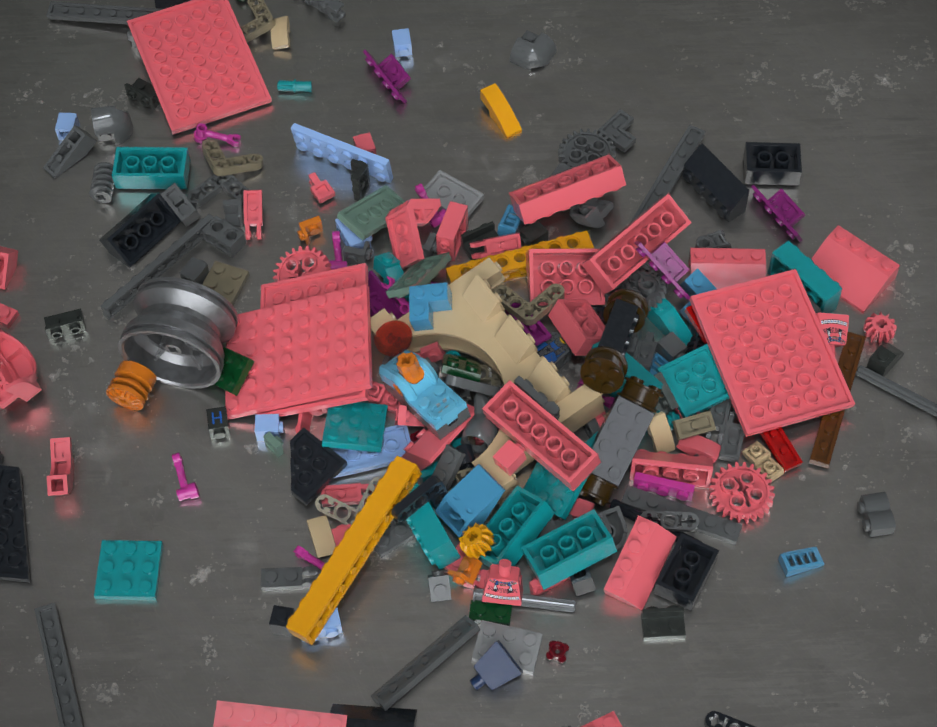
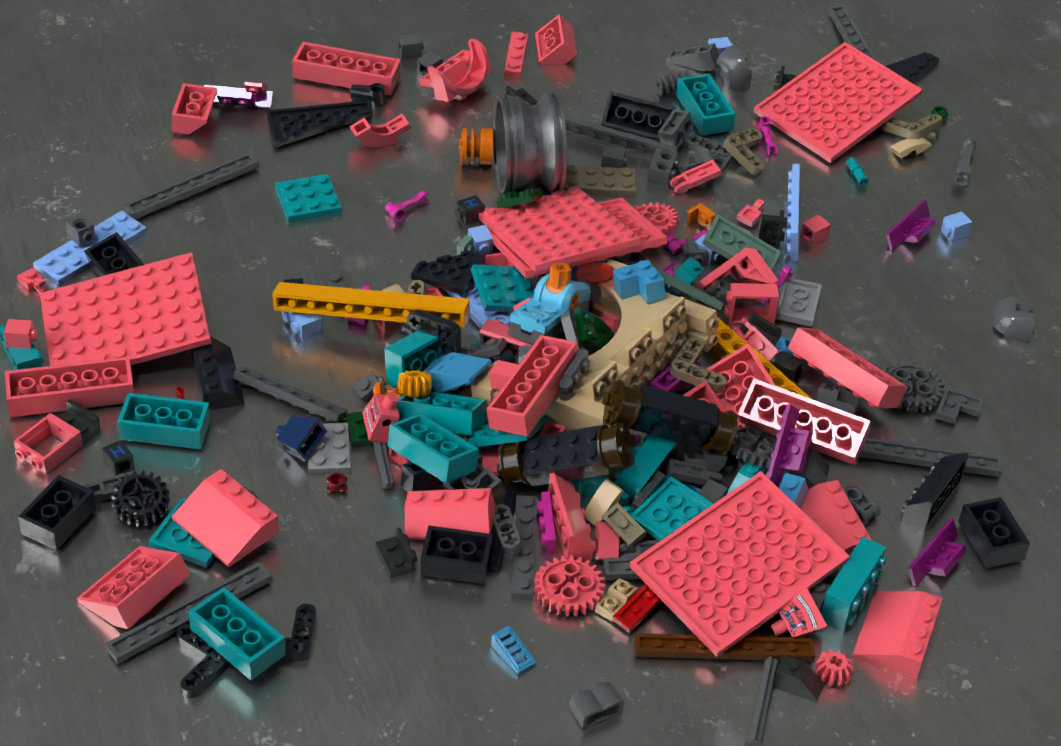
camera: 65 degrees right, 15 degrees down
(500, 110) = (922, 311): light orange slope -> none

